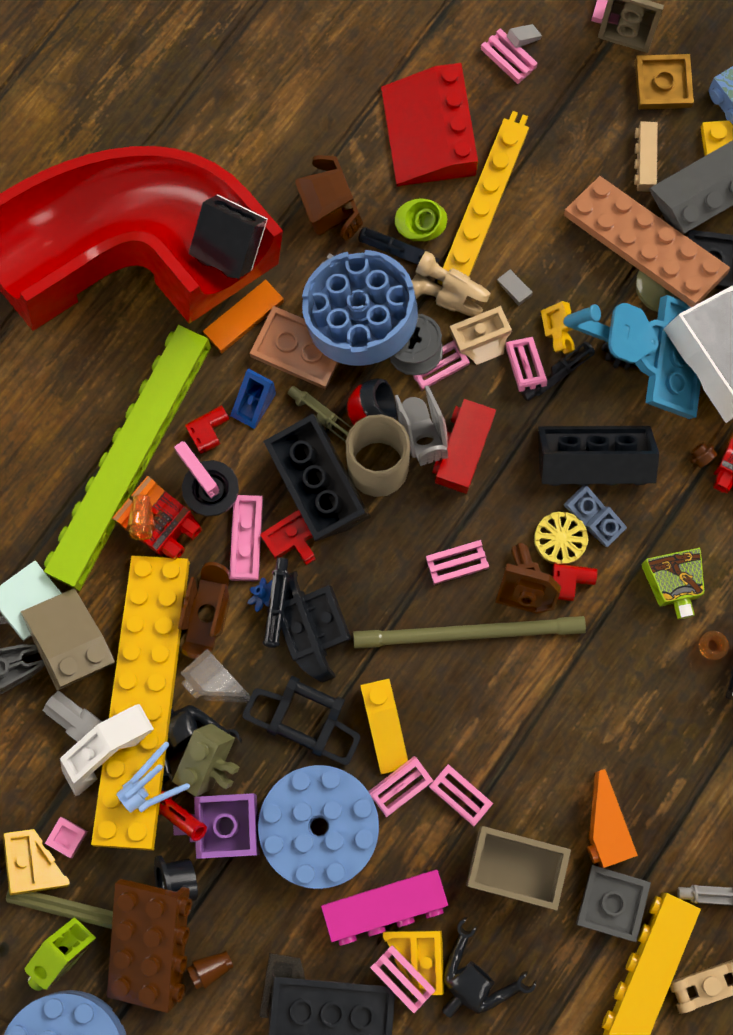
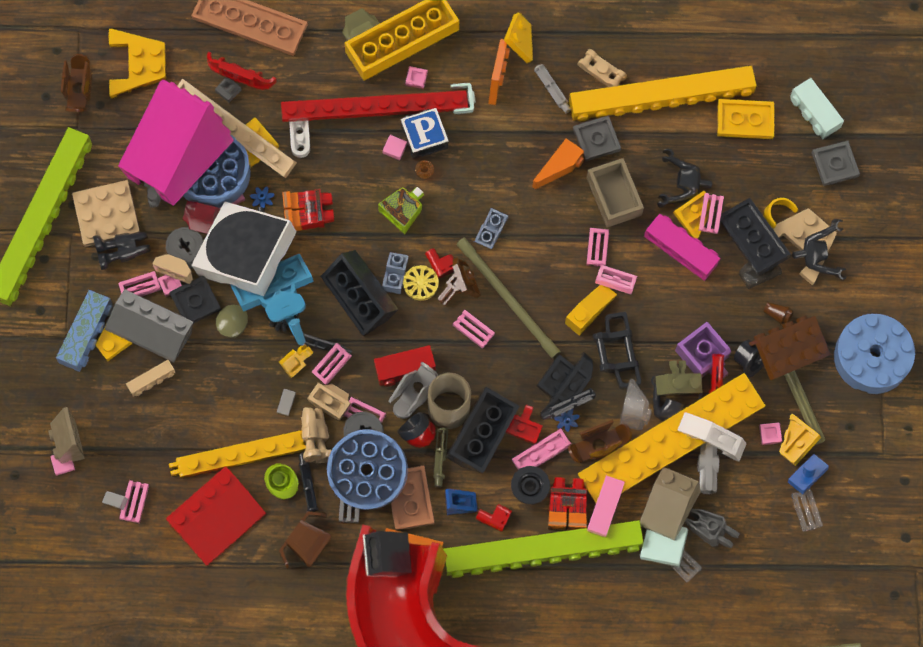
camera: 130 degrees left, 5 degrees down
(50, 963) = (830, 389): lime torso -> none
(118, 557) = (605, 506): none -> bright pink tile
(134, 792) = (724, 396): light blue plant -> none
(141, 519) = (575, 507): clear orange cone -> none
(197, 469) = (527, 494): bright pink tile -> none
(288, 835) = (670, 286): medium blue brick -> none
(575, 675) = (491, 228): none -> sand blue slope
(646, 242) = (210, 342): nougat plate -> none
(664, 81) = (93, 397): pearl gold plate -> none
(703, 454) = (319, 236): reddish brown plate -> none

